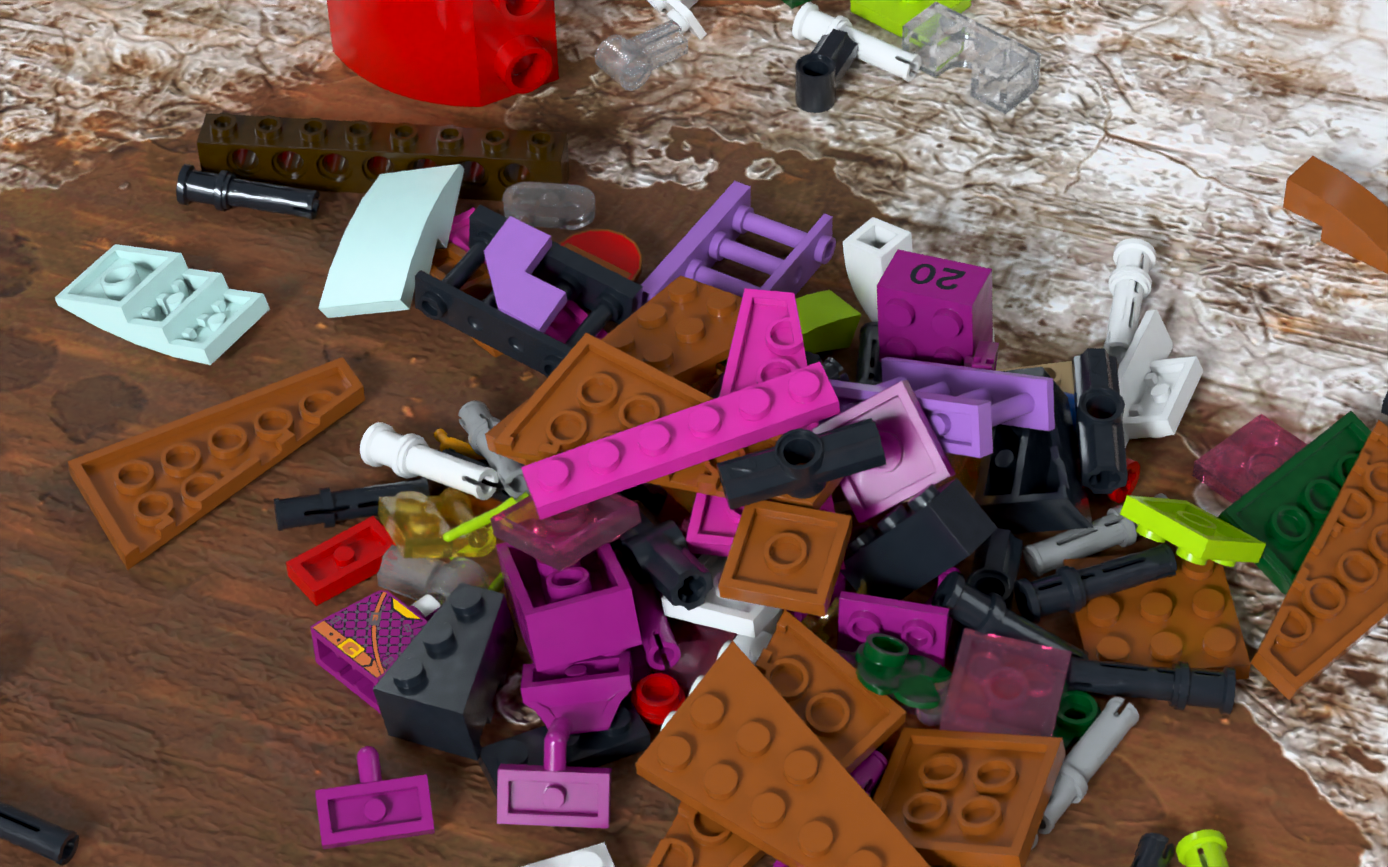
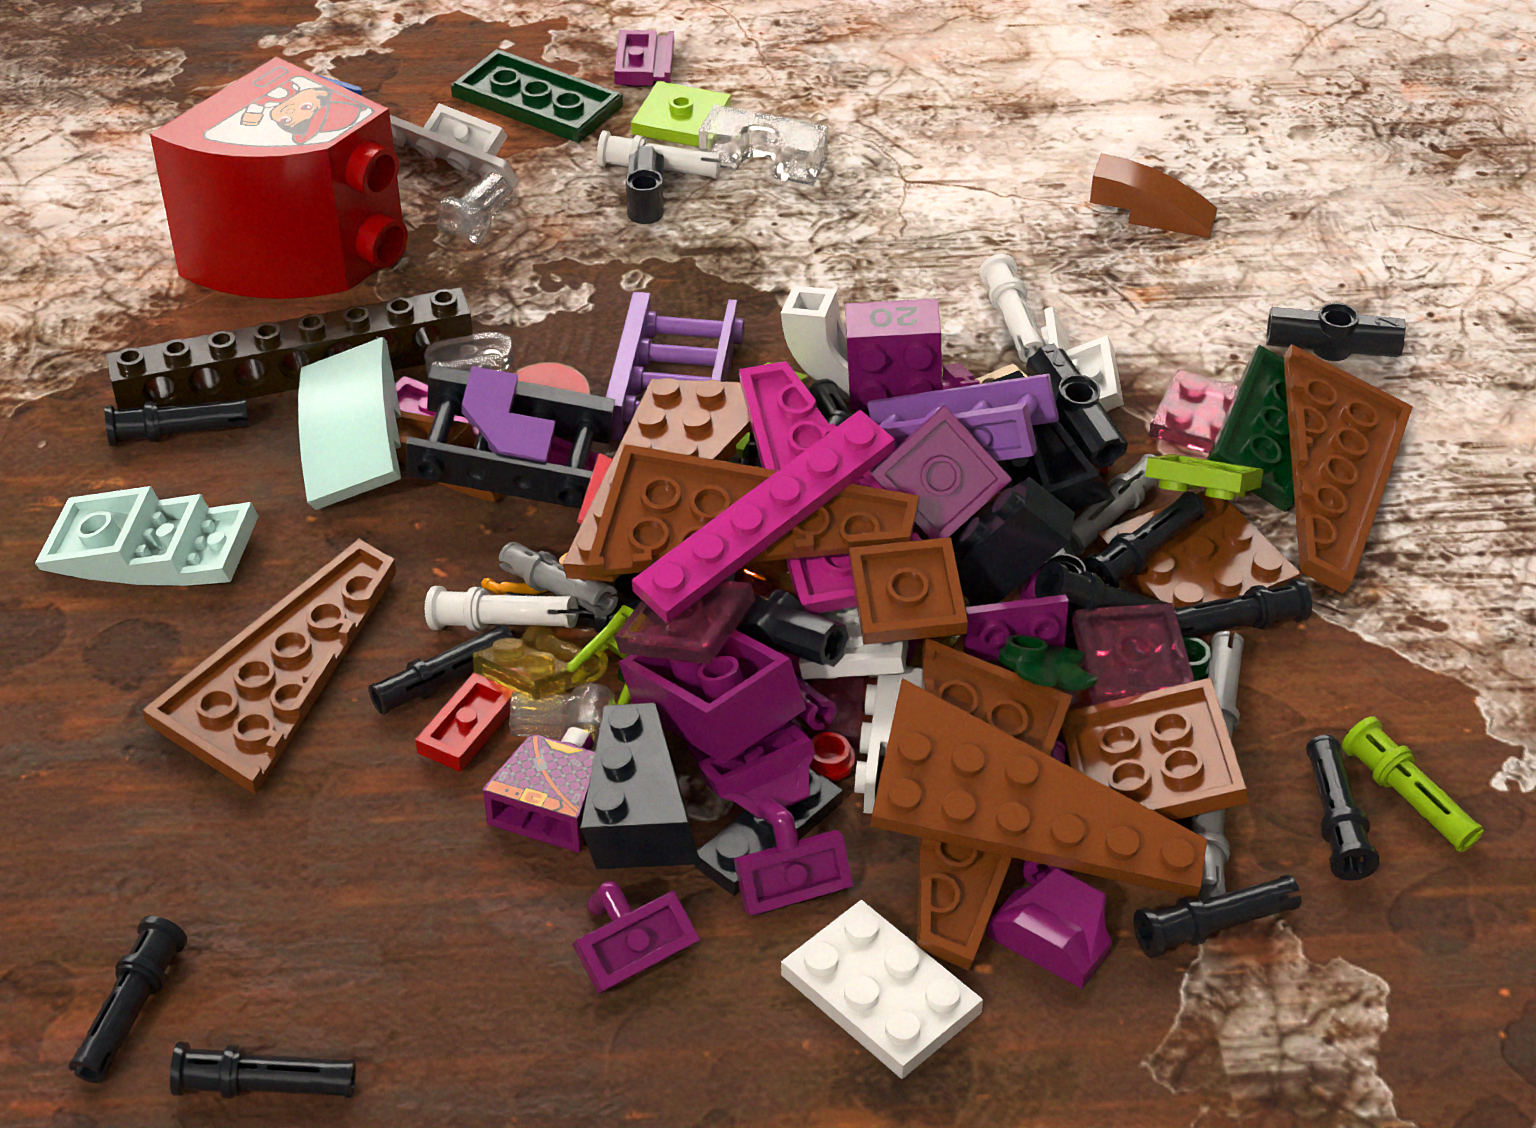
camera: 25 degrees left, 0 degrees up
(826, 457) = (871, 518): black piece -> none

